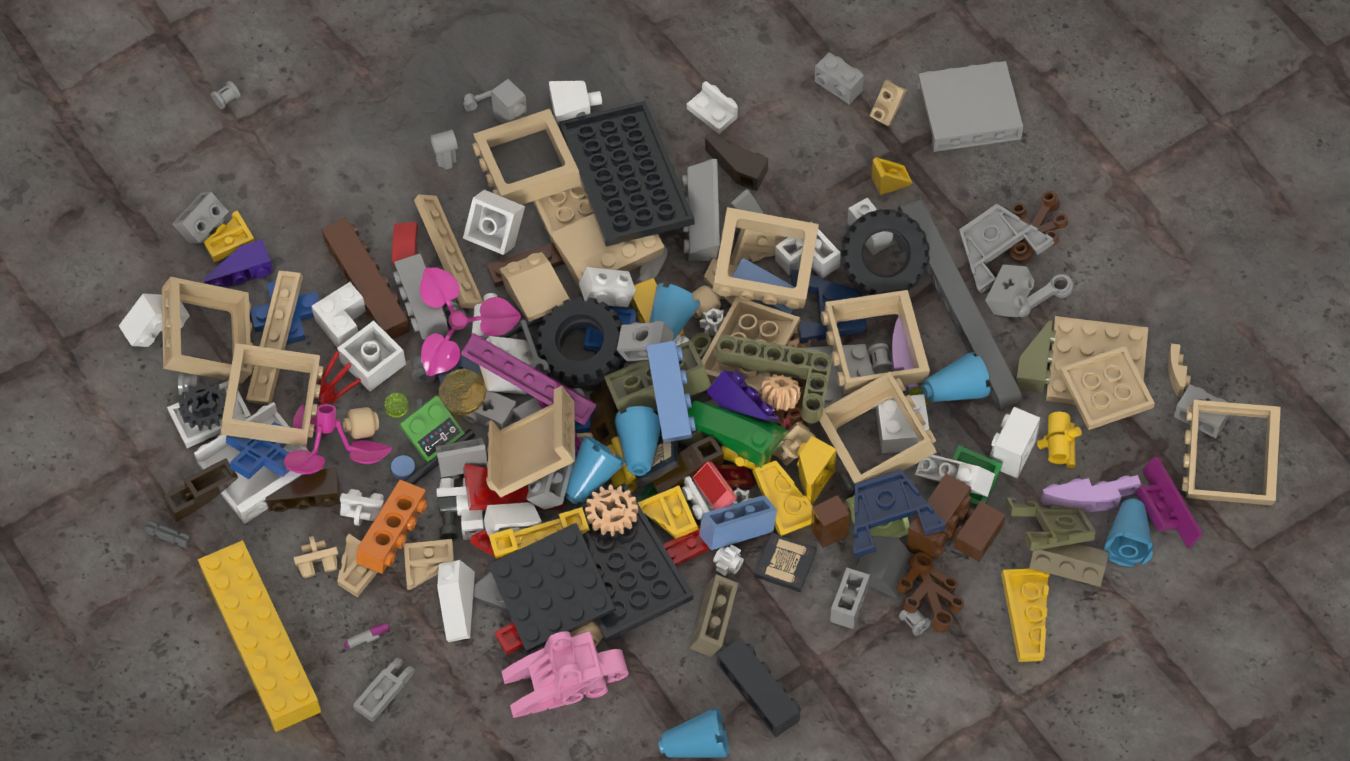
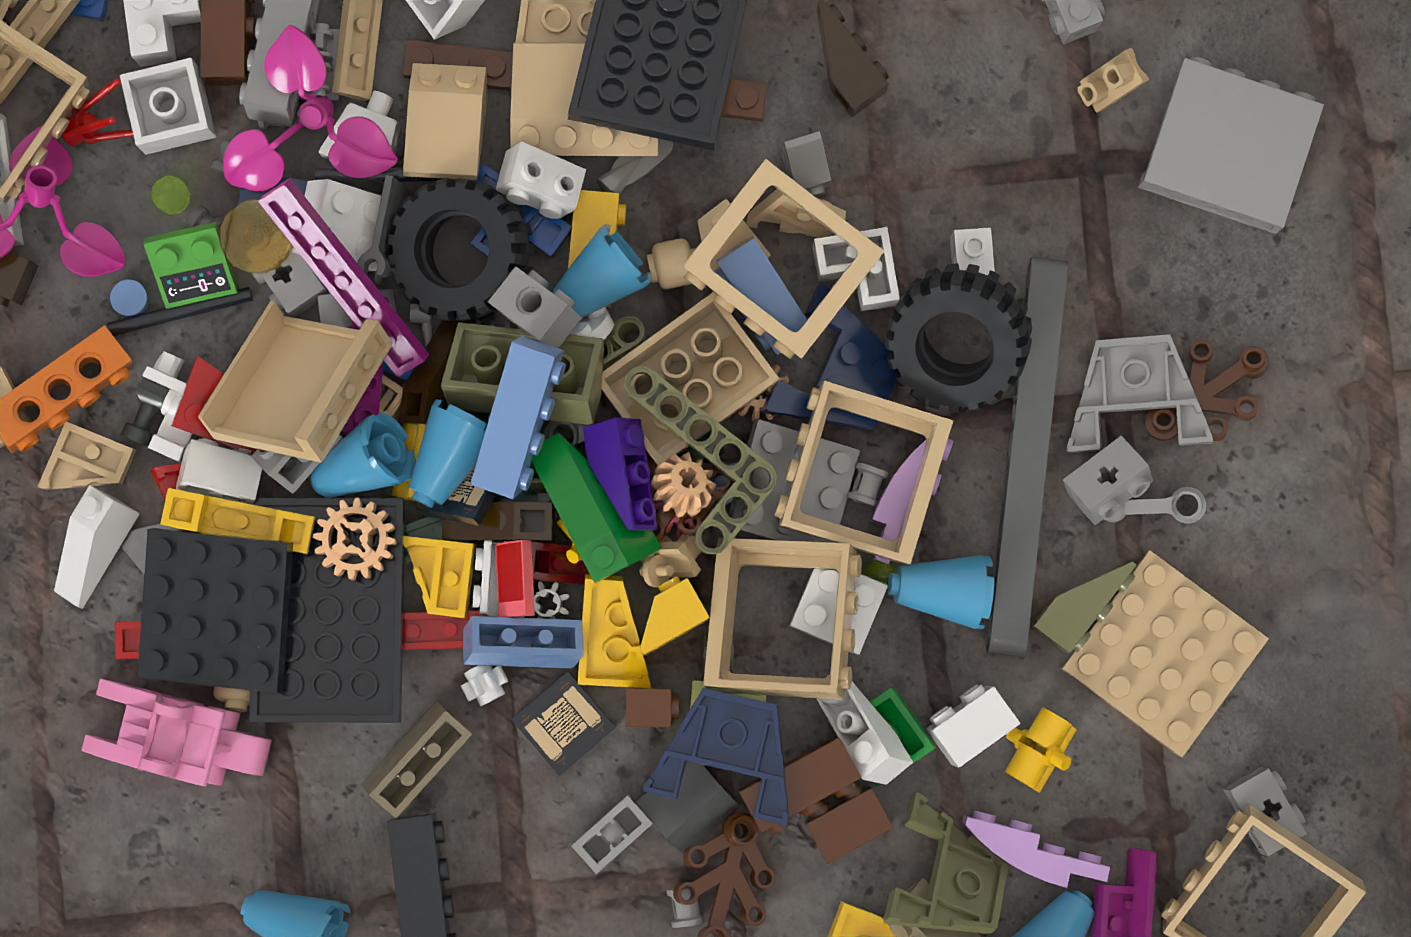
camera: 25 degrees right, 25 degrees up
(360, 507) = (33, 334): white hips -> none
(361, 423) = (103, 201): tan head -> none
(455, 455) = (204, 331): light grey slope -> none
(702, 197) = (743, 124): light grey slope -> none
(712, 321) = (665, 294): white gear -> none
(889, 176) = (1050, 200): yellow slope -> none
(1107, 387) = (1149, 710): tan plate -> none
(1177, 371) = (1263, 741): tan slope -> none

